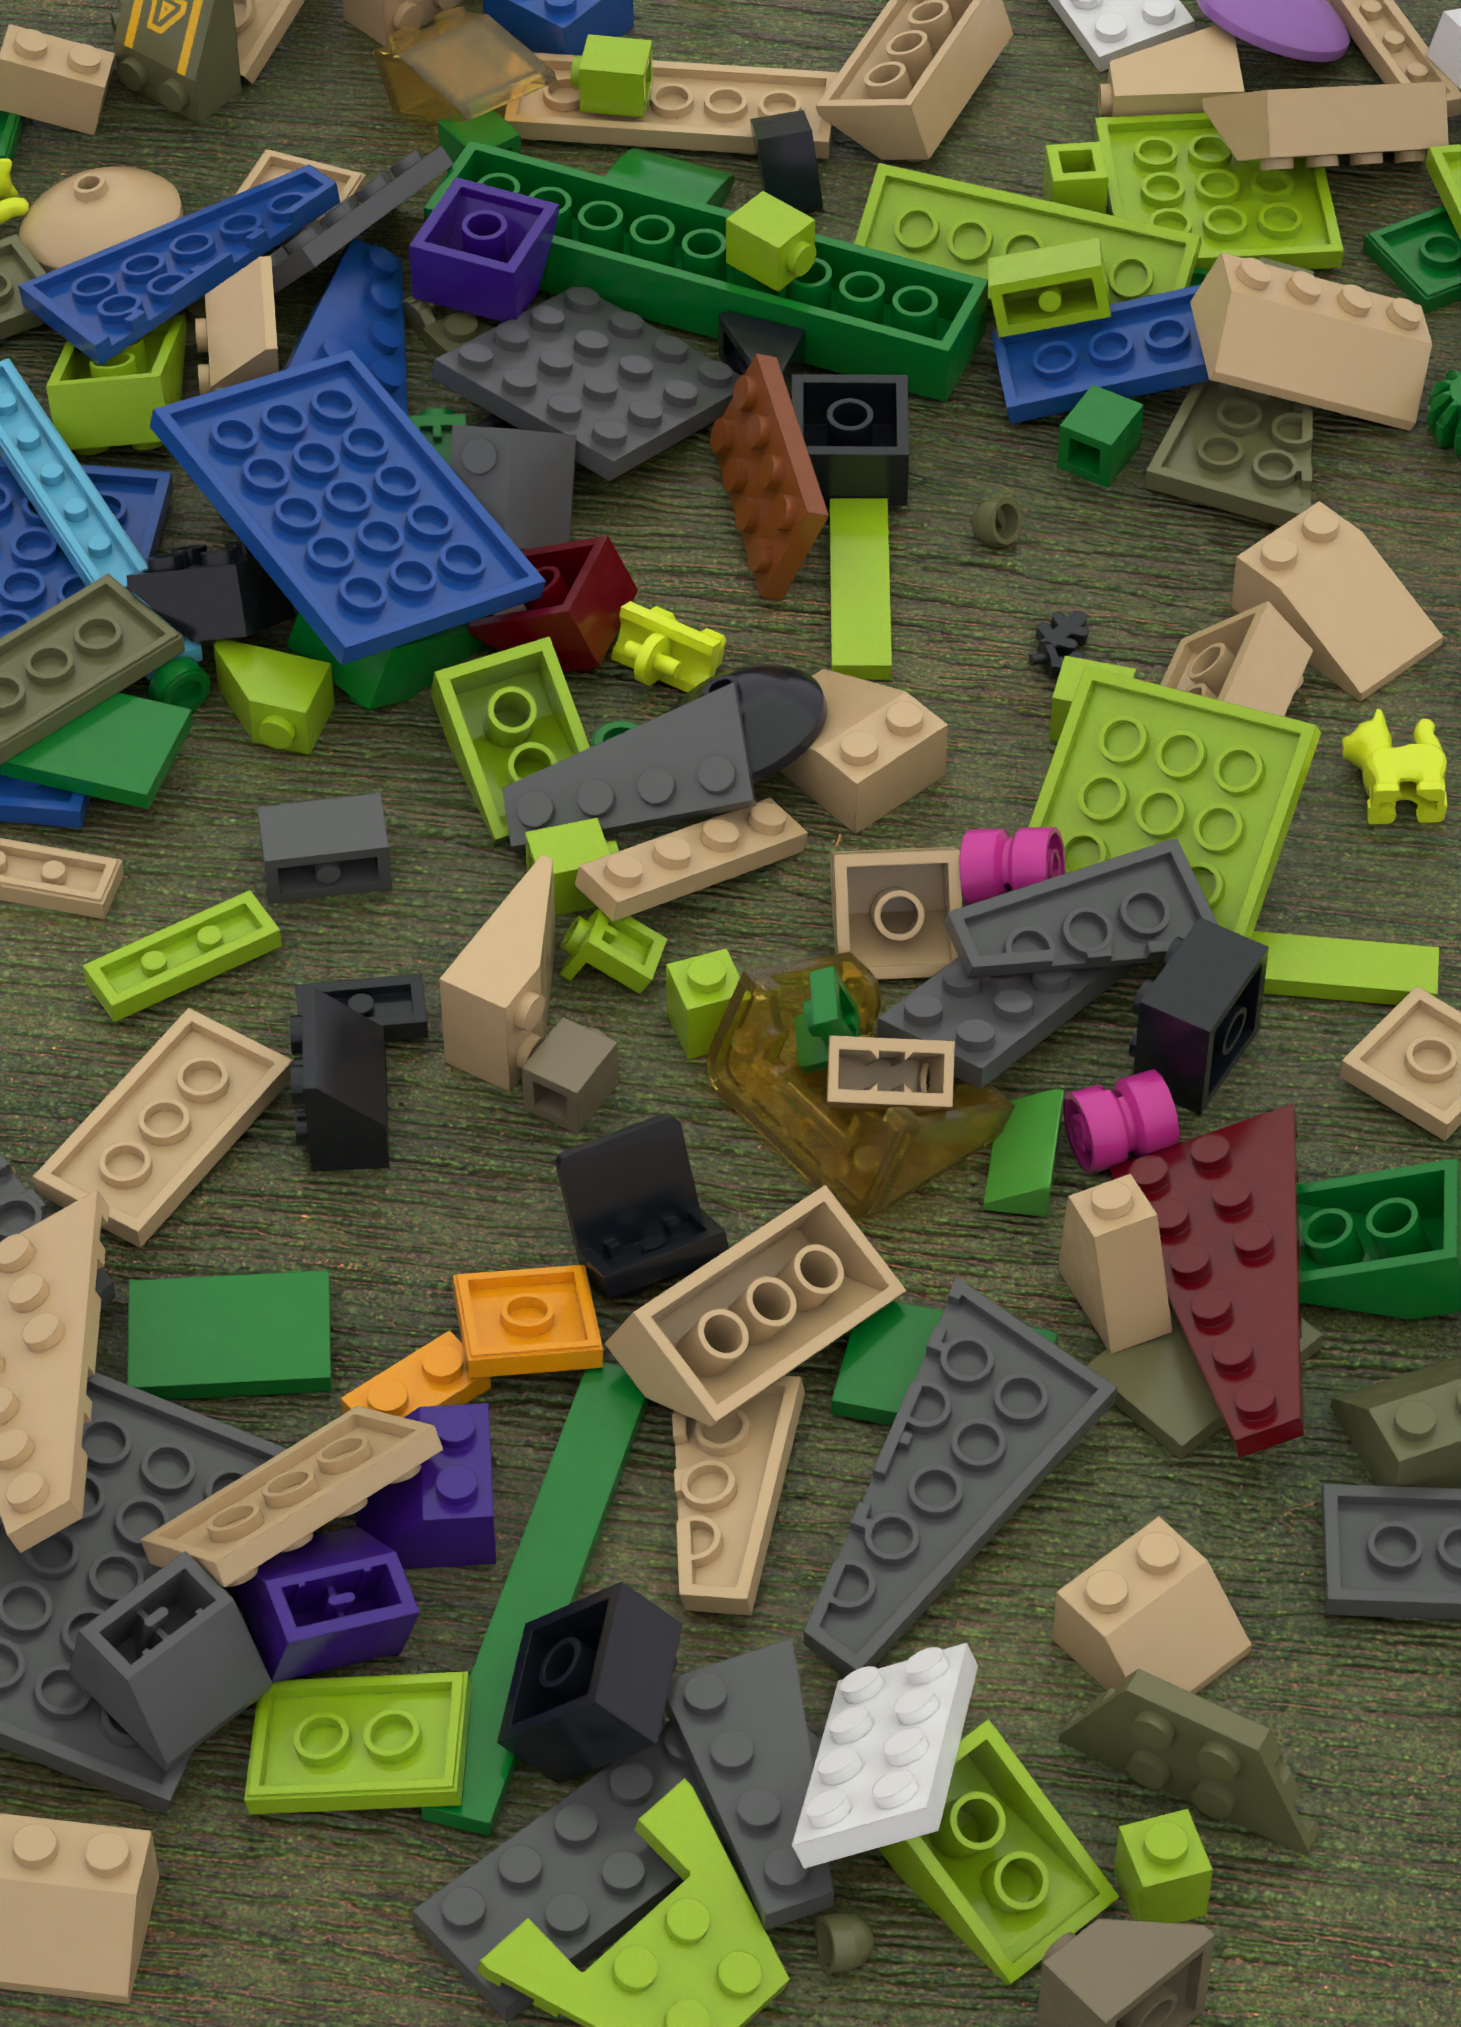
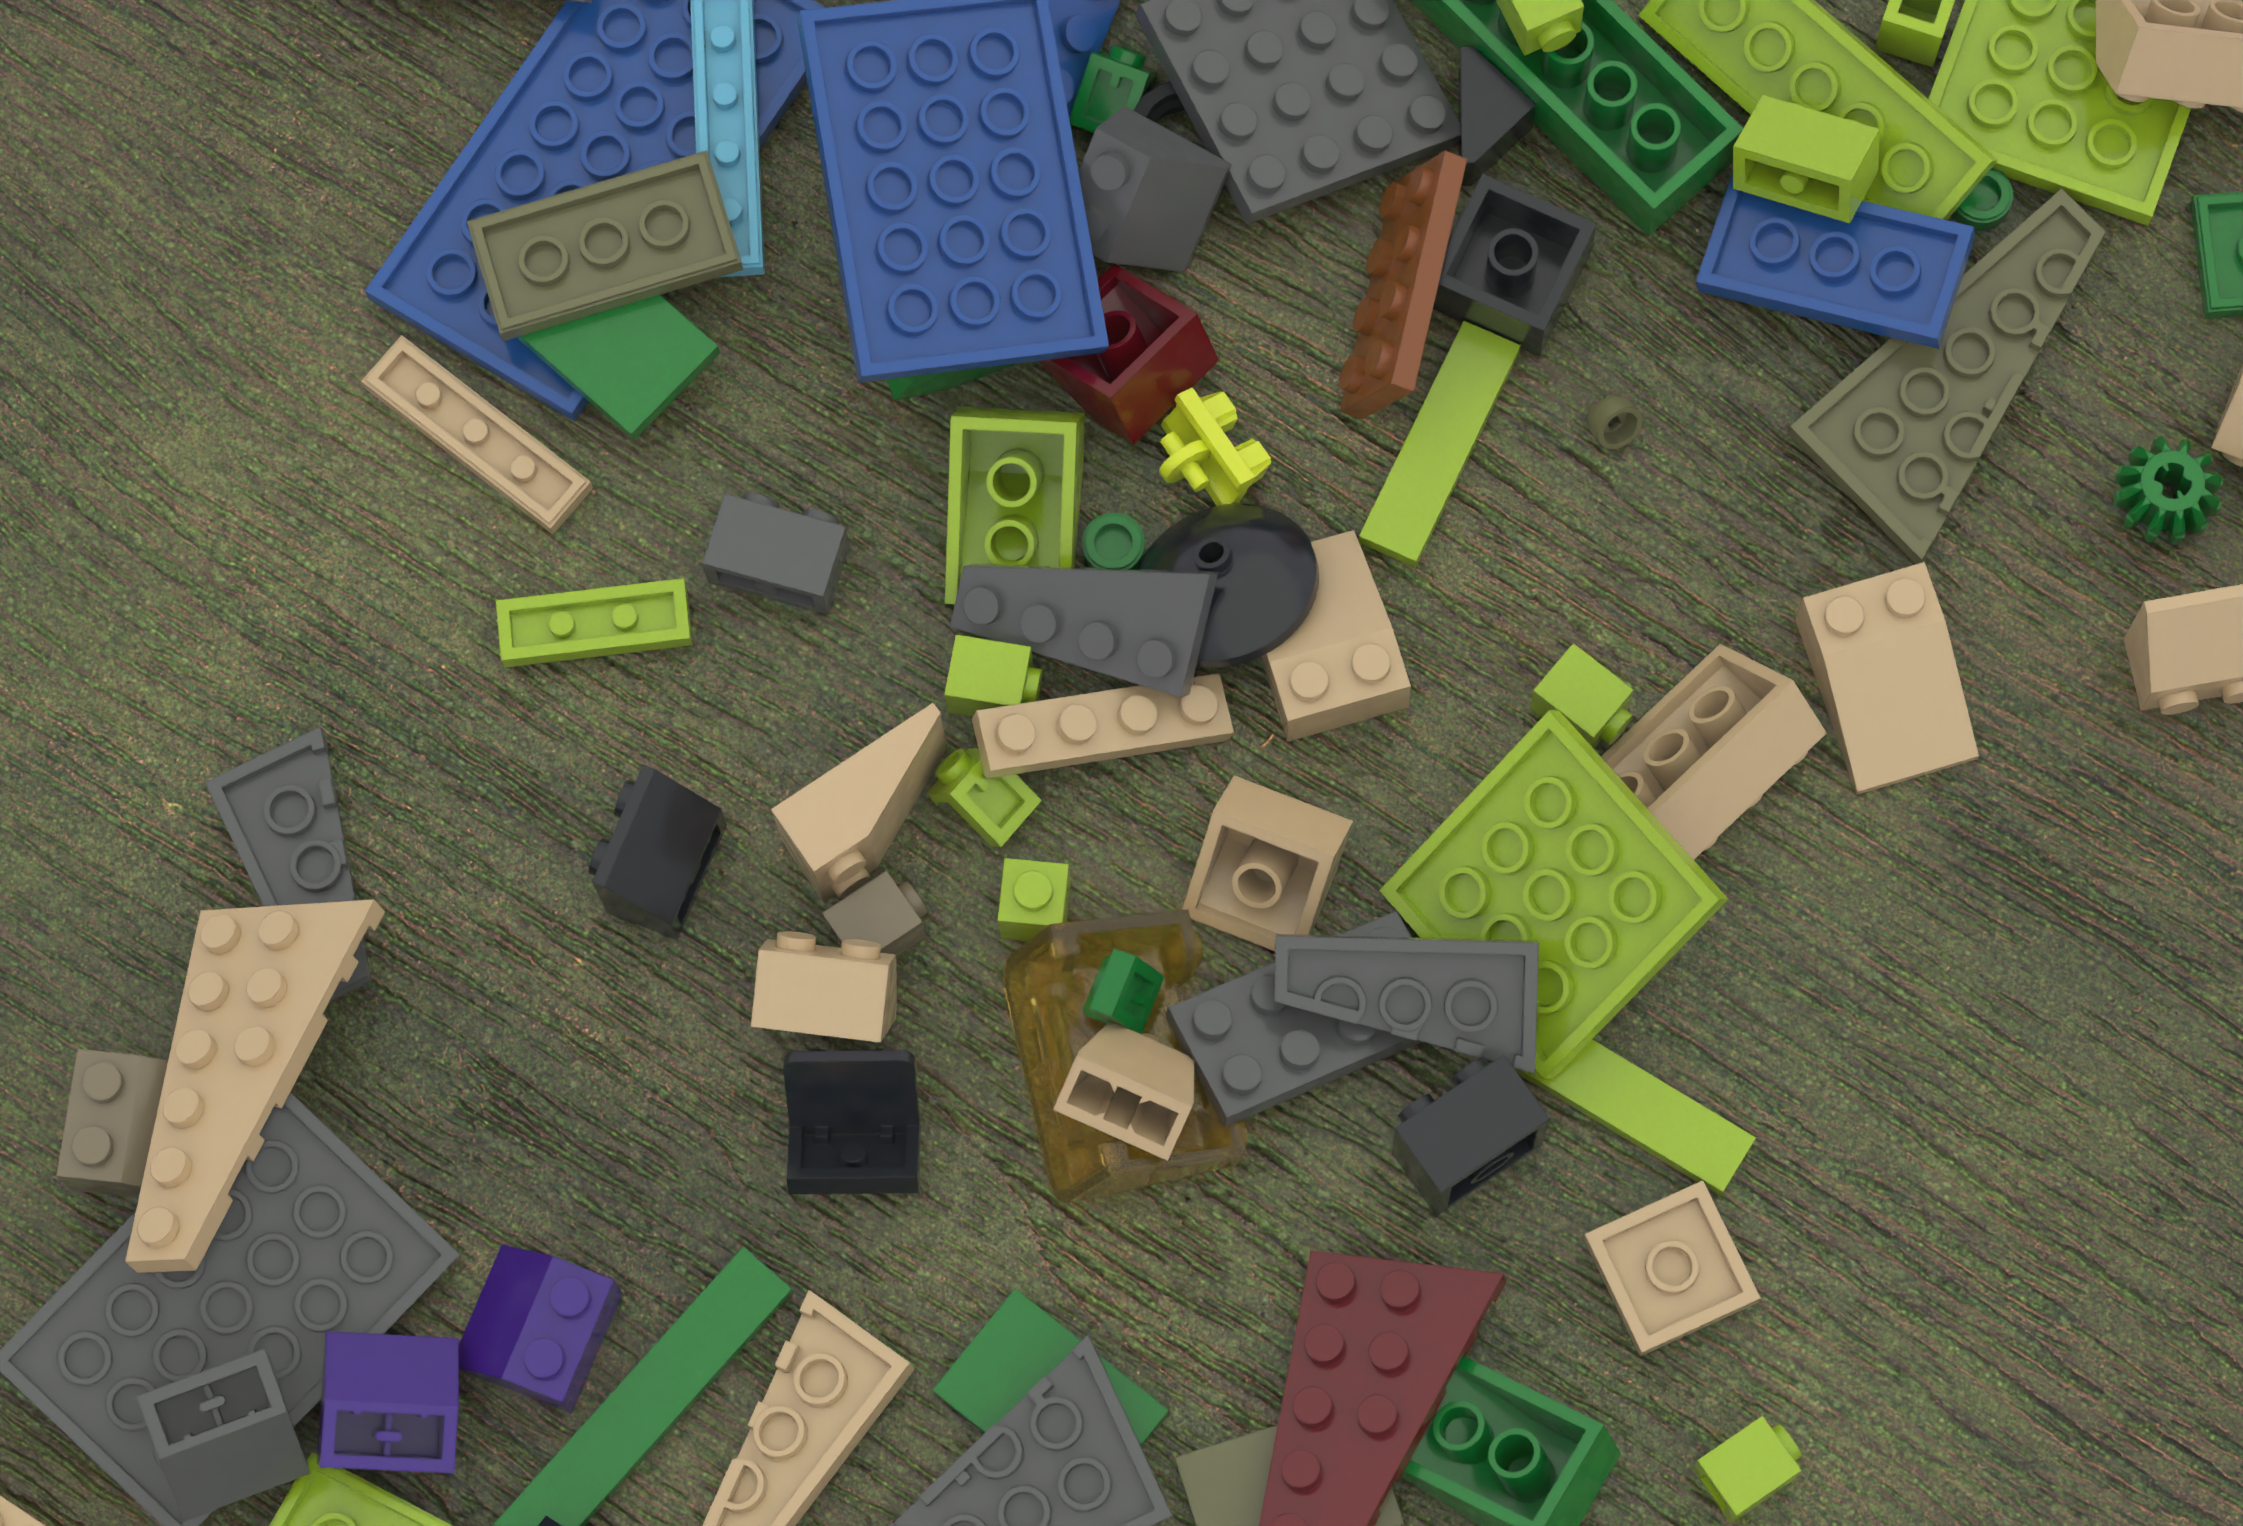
camera: 30 degrees right, 25 degrees up
(165, 1125) = (490, 815): tan plate -> none
(180, 684) = (731, 296): green tile -> none
(211, 592) = (781, 210): black slope -> none
(230, 1335) = (450, 1070): green tile -> none
(275, 694) = (811, 347): lime slope -> none
(295, 1494) = (398, 1306): tan plate -> none
(389, 1001) = (724, 761): black plate -> none
(425, 1378) = (582, 1206): light orange plate -> none
(527, 1321) = (707, 1182): light orange tile -> none
(556, 1105) = (825, 988): none -> tan slope
(755, 1311) = (900, 1283): tan slope -> none
(1000, 864) = (1377, 882): dark pink wheel -> none
(1026, 1156) = (1245, 1197): bright green slope -> none
(1059, 639) = (1595, 596): black animal -> none
(1100, 436) = (1772, 356): green brick -> none
(1110, 1124) = (1341, 1211): dark pink wheel -> none
(1116, 1263) = (1235, 1392): tan slope -> none
(1312, 340) = (2031, 352): tan slope -> none
(1398, 773) = (1838, 915): neon yellow animal -> none

